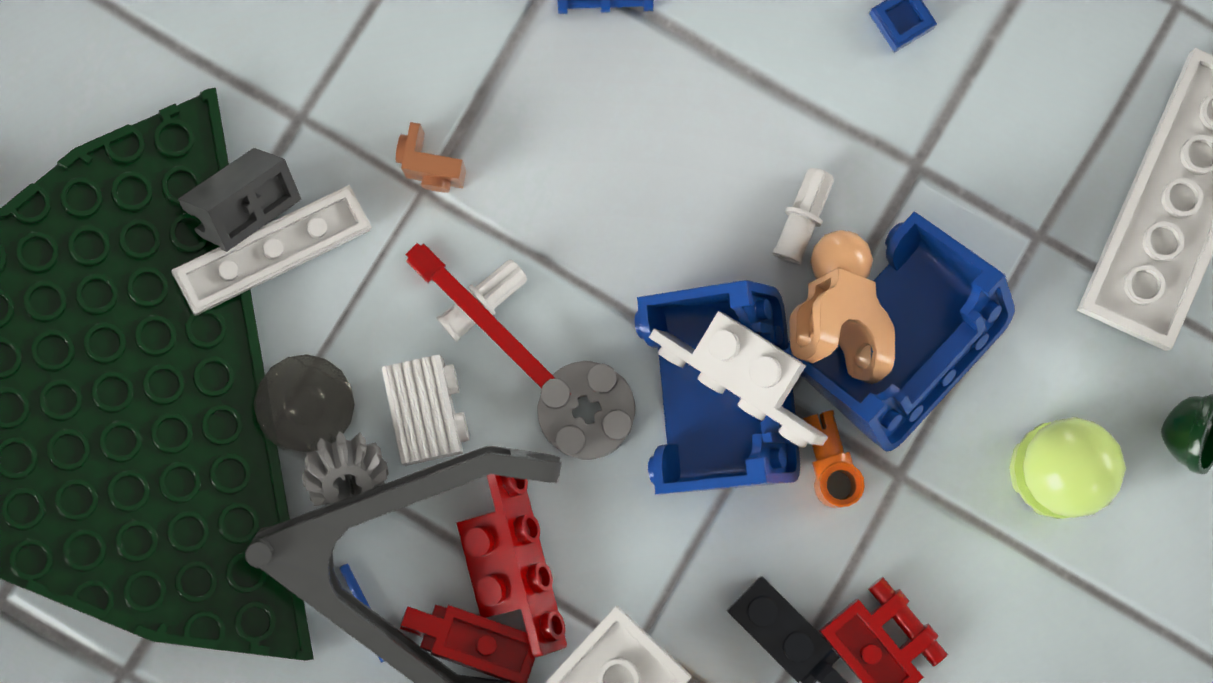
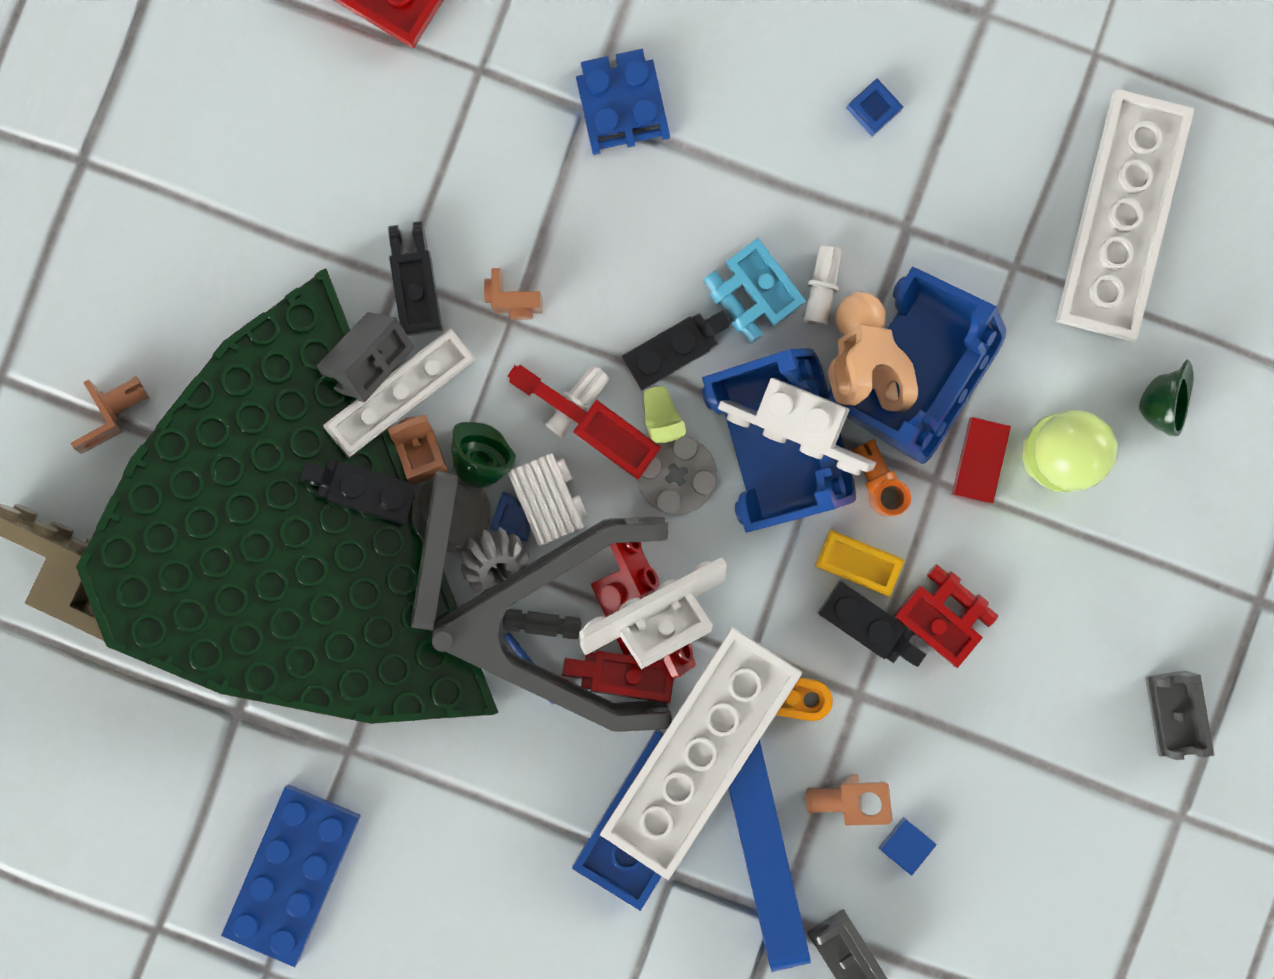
camera: 15 degrees left, 5 degrees up
(201, 356) = (361, 490): none -> black hinge
(273, 445) = (434, 550): none -> dark grey beam
(280, 320) = (417, 448): none -> nougat bracket
(316, 124) = (414, 283): none -> black hinge
(353, 341) = (480, 454): none -> dark green hat
(376, 424) = (511, 517): none -> blue tile
(388, 560) = (542, 624): none -> dark grey axle
(520, 352) = (617, 439): none -> red tile
(529, 580) = (661, 620): none -> white bracket
(580, 335) = (661, 416): none -> yellowish green hair
(612, 258) = (674, 348): none -> black hinge
(733, 199) = (763, 282): none -> medium azure plate
(789, 558) = (859, 563): none -> yellow tile
(958, 461) = (981, 460): none -> red tile

